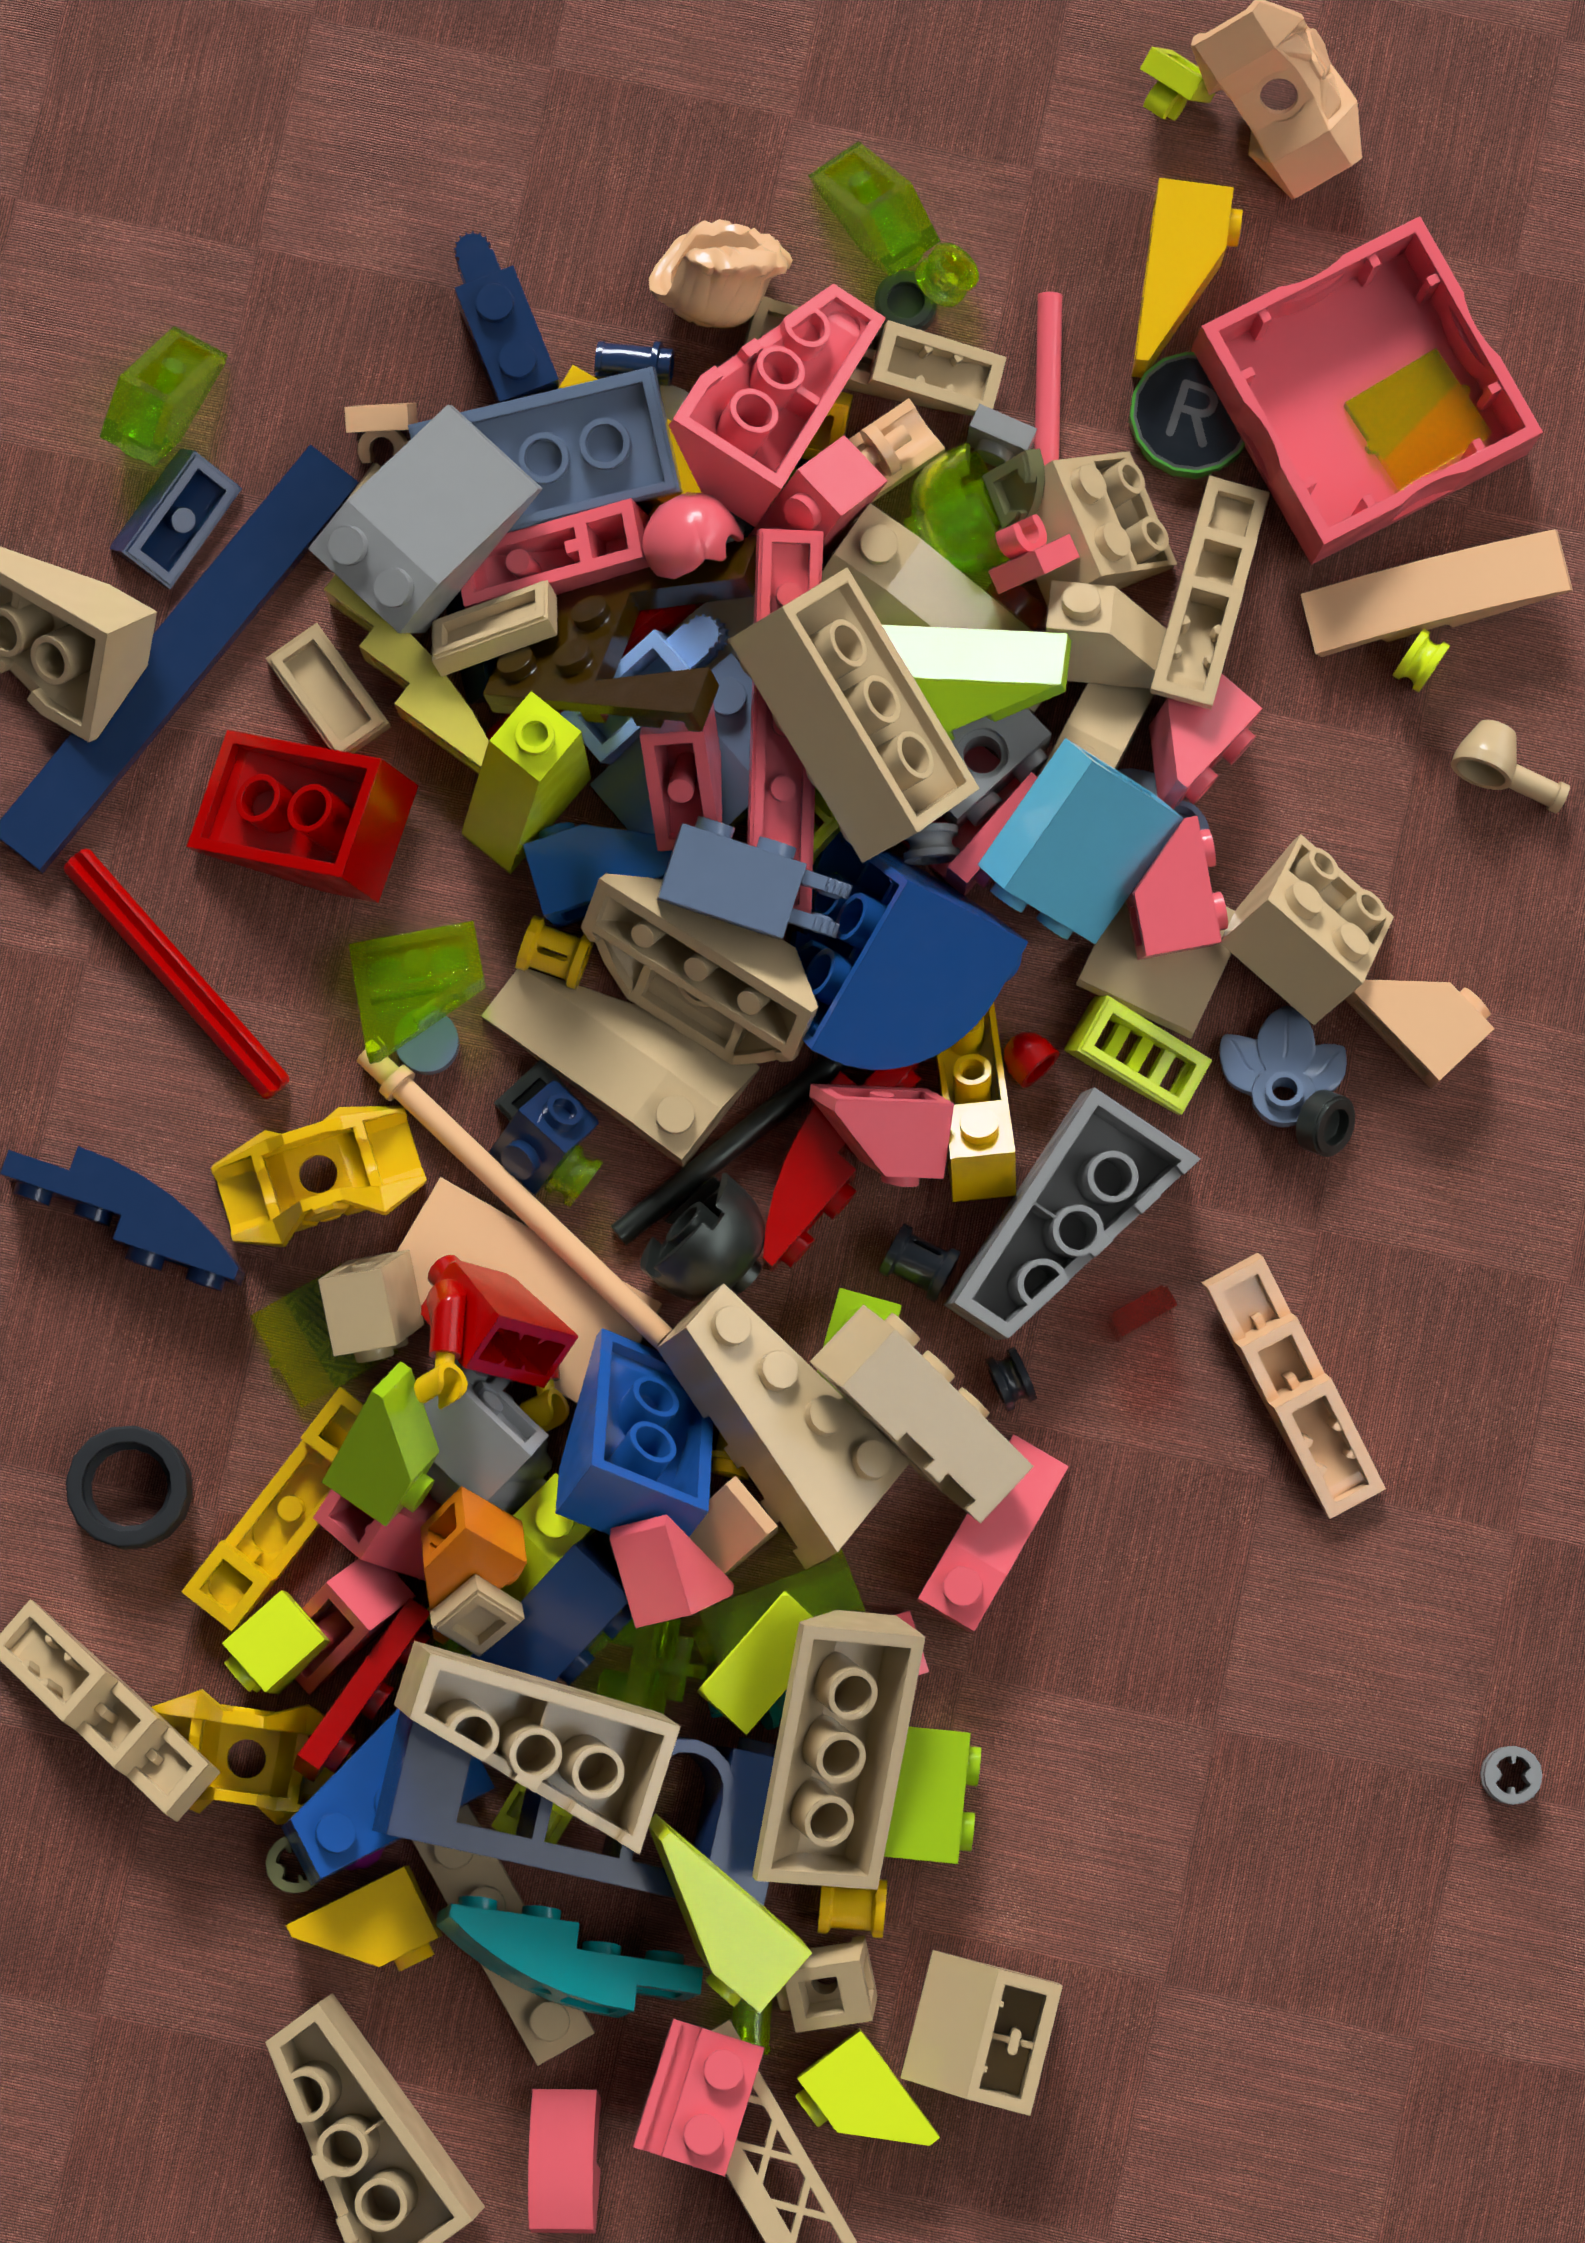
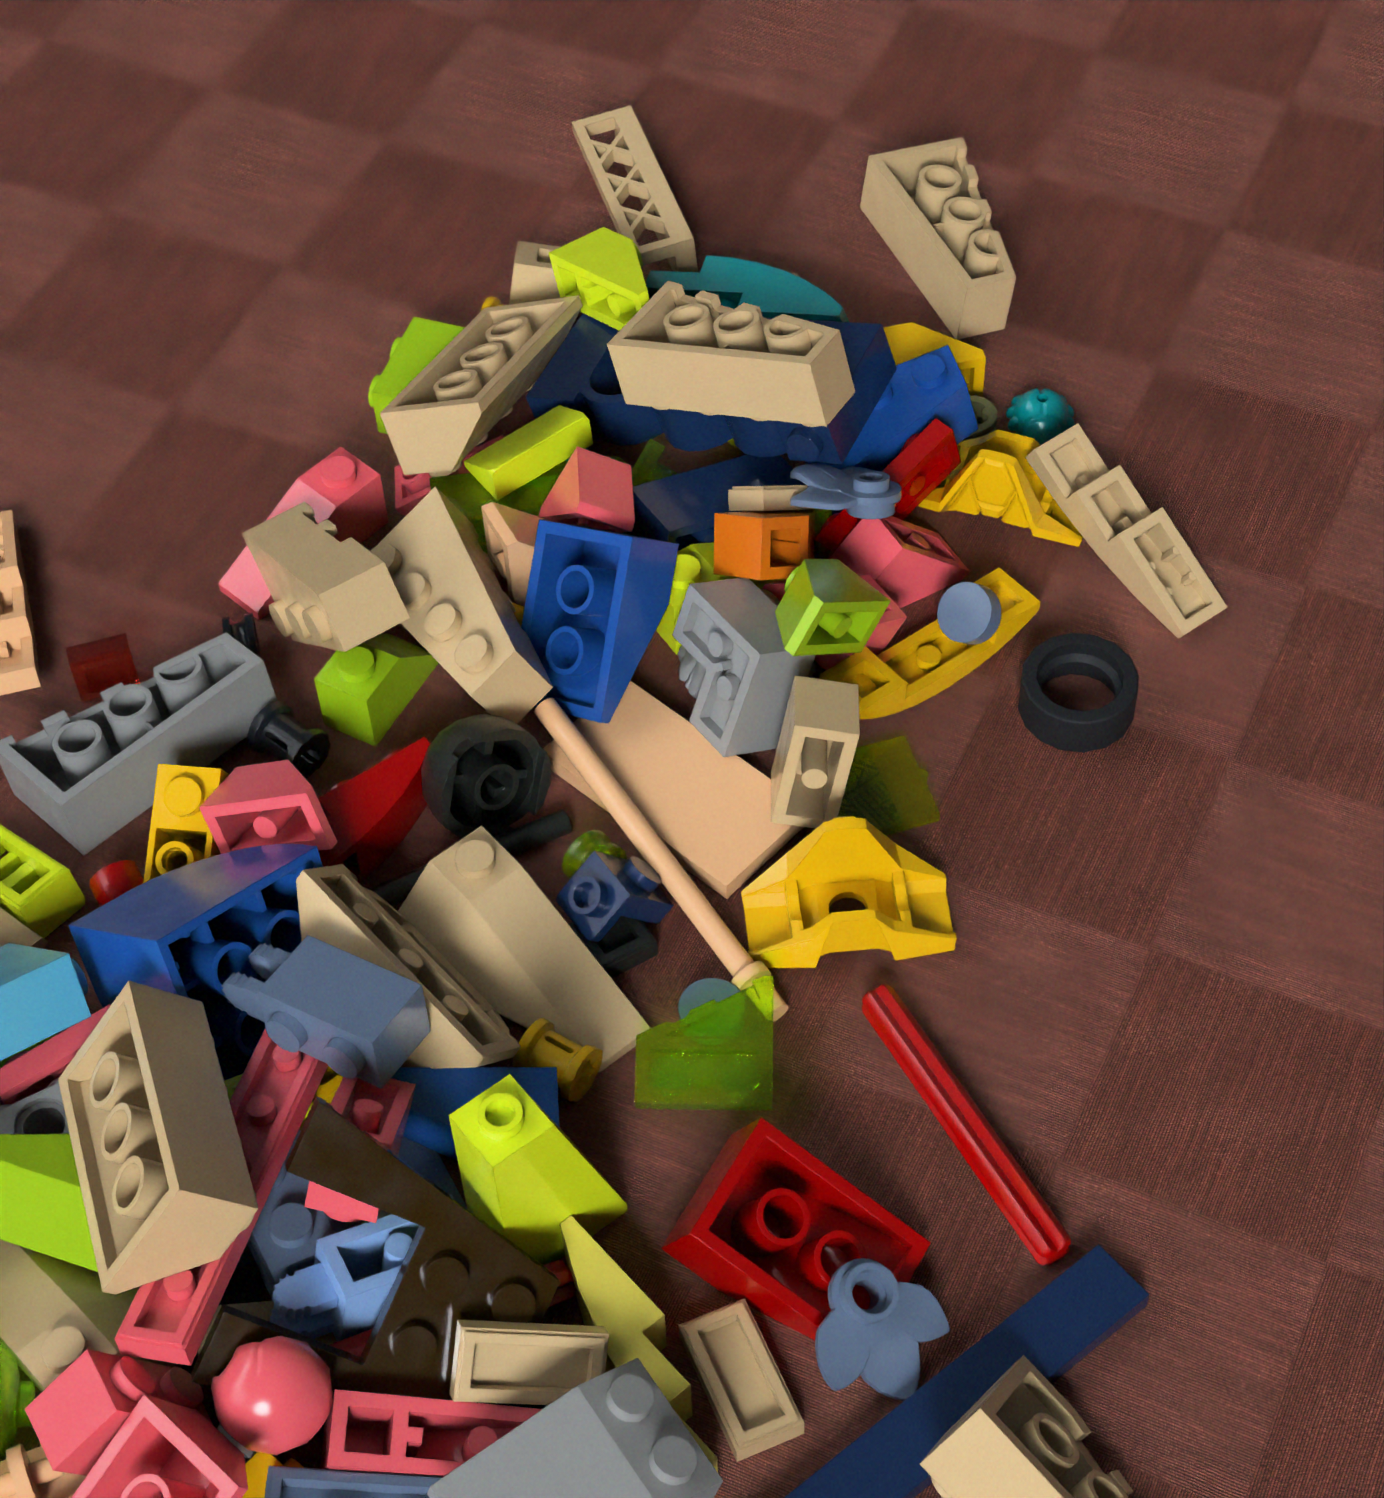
camera: 165 degrees left, 30 degrees down
(150, 1222) = (1024, 899): dark blue slope -> none
(214, 742) = (879, 1340): none -> sand blue plate
(222, 1876) = (1040, 414): none -> teal animal
(251, 1548) = (969, 613): none -> sand blue tile
(274, 1645) = (960, 522): neon yellow slope -> none
(400, 1617) = (857, 489): none -> sand blue plate
(493, 1329) = (707, 707): red torso -> none
(563, 2161) = (789, 218): coral slope -> none
(698, 2097) = (670, 206): coral plate -> none
(862, 2095) = (539, 208): neon yellow slope -> none
(981, 2032) = (430, 230): tan slope -> none

